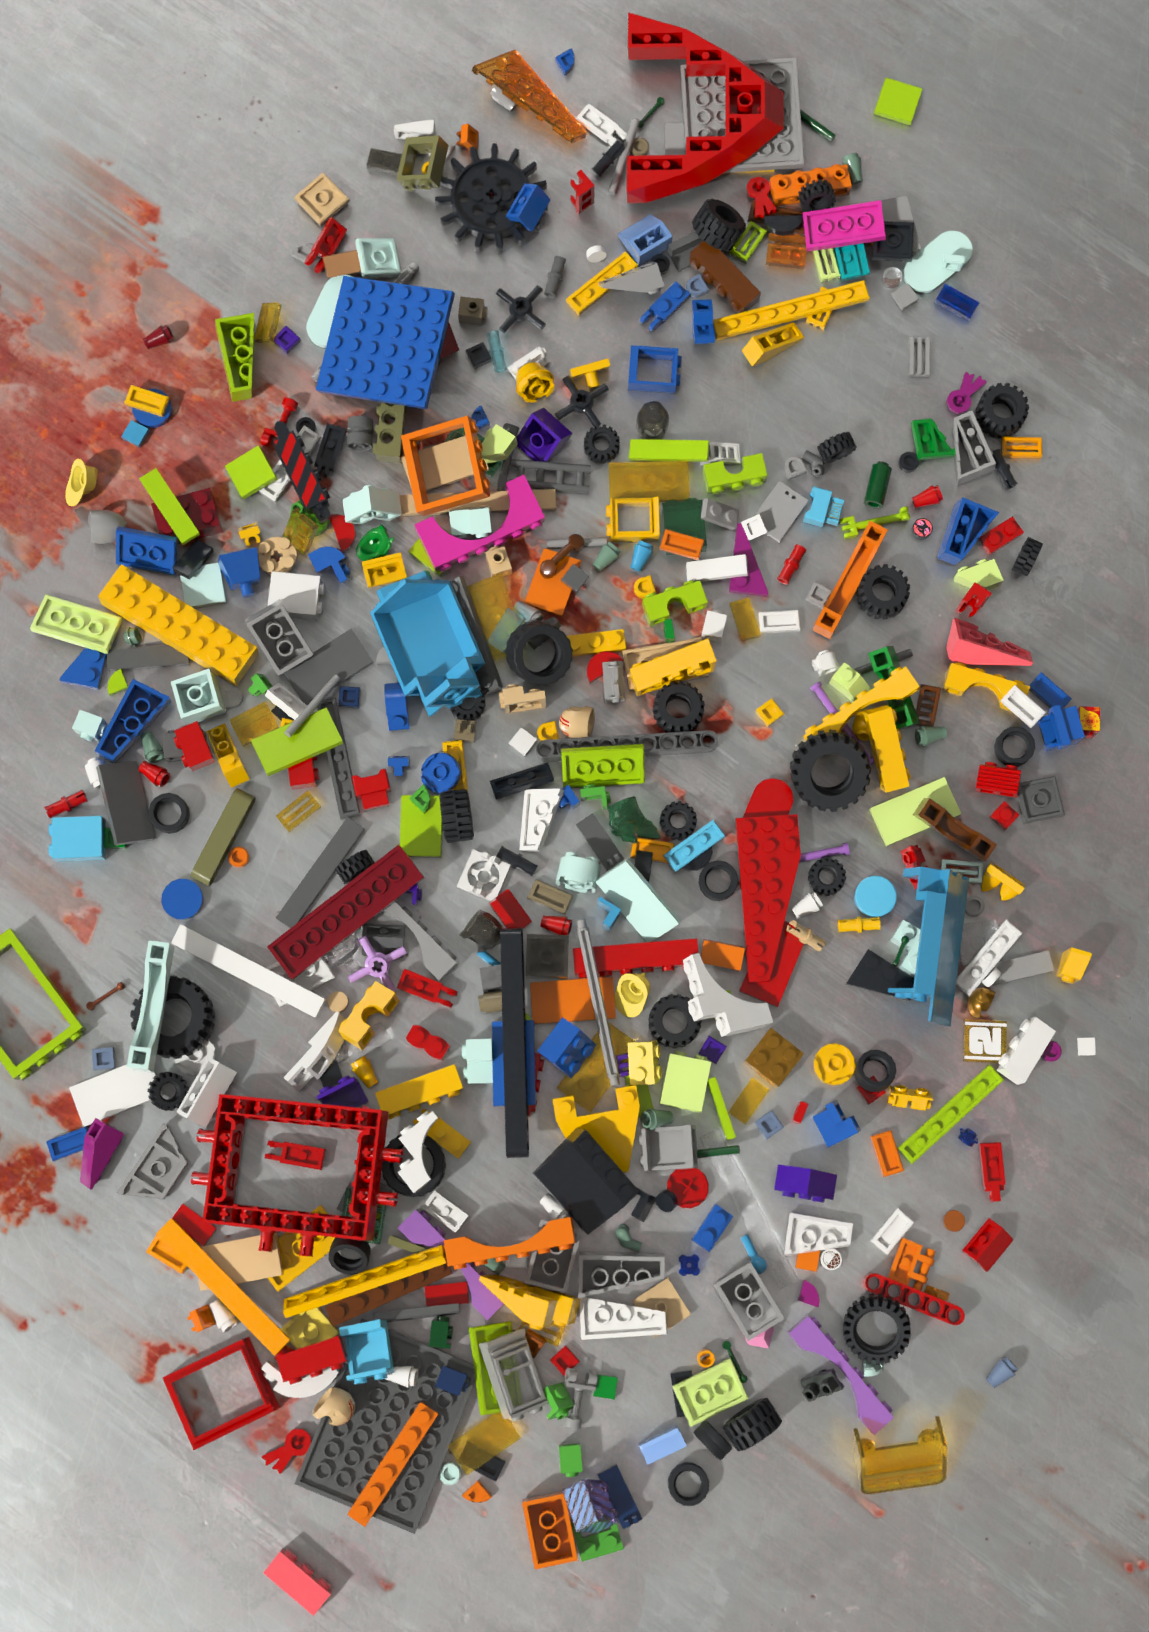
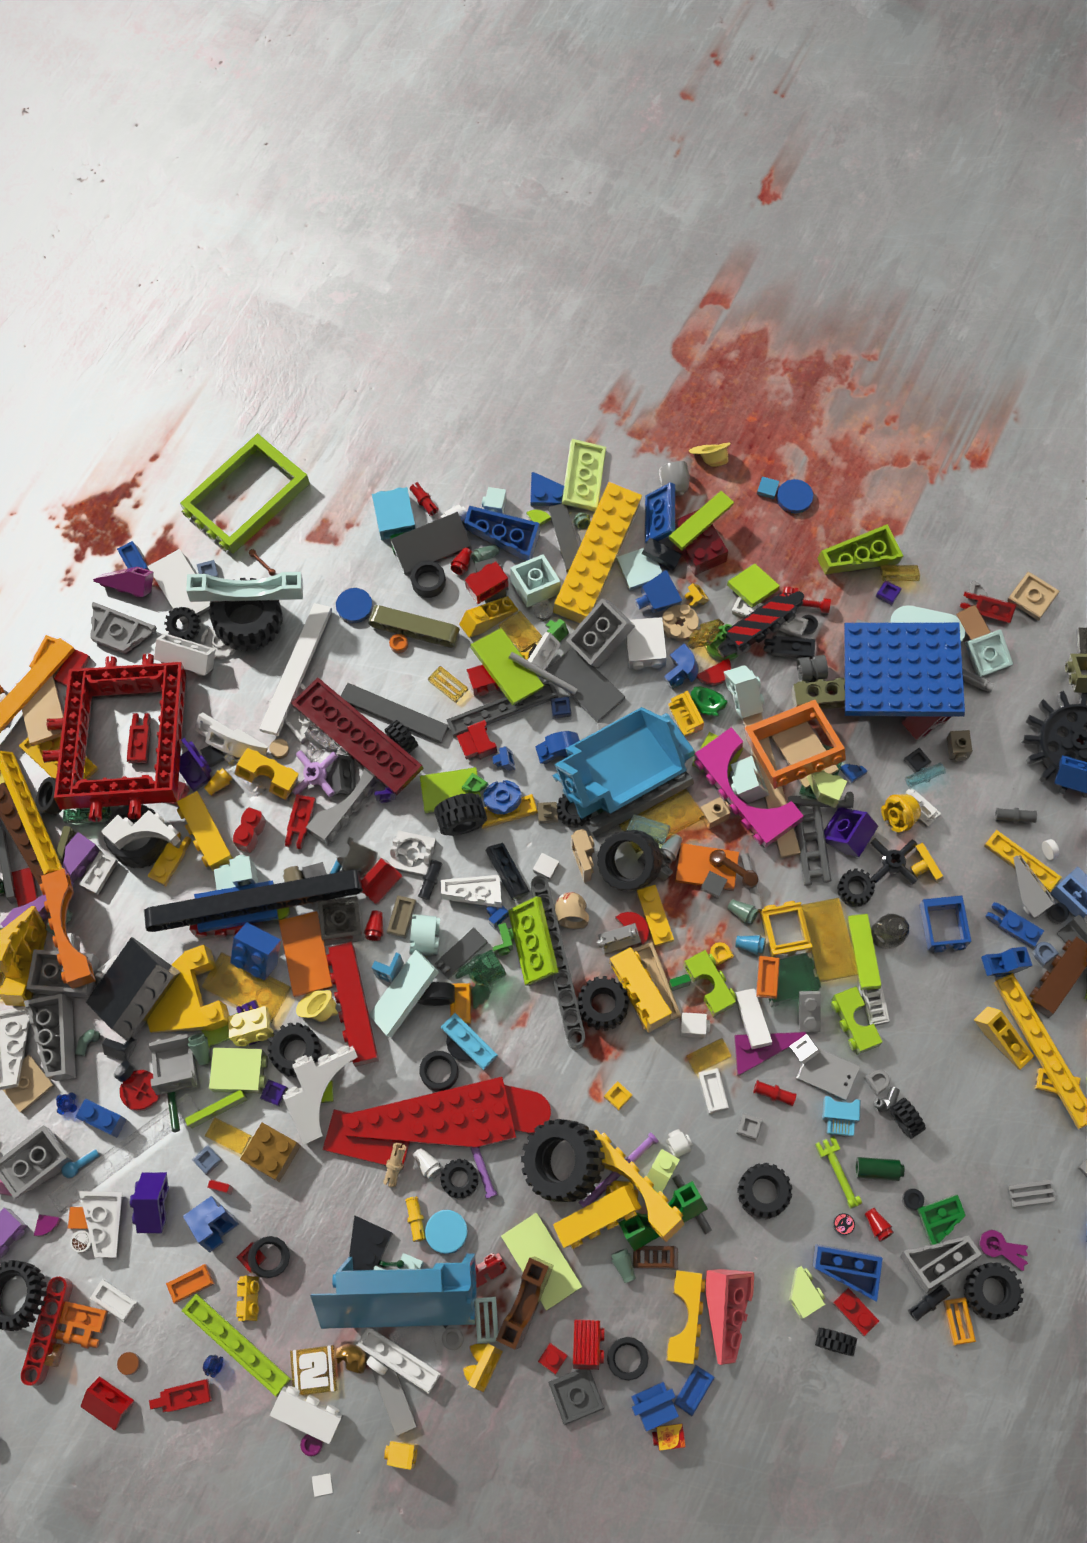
camera: 85 degrees right, 10 degrees down
(147, 400) = (799, 489): yellow tile -> none
(158, 337) = (862, 488): dark red cone -> none
(522, 315) = (976, 783): black bar -> none
(548, 731) = (558, 887): yellow tile -> none
(598, 1002) = (302, 973): light grey piece -> none
(678, 833) = (484, 1013): black tyre -> none
(722, 954) = (366, 1085): orange hinge -> none
(834, 1064) = (273, 1216): yellow tile -> none
(849, 580) = (758, 1151): orange arch -> none
(975, 598) = (777, 1289): red hinge -> none
(1023, 706) = (669, 1358): white tile -> none

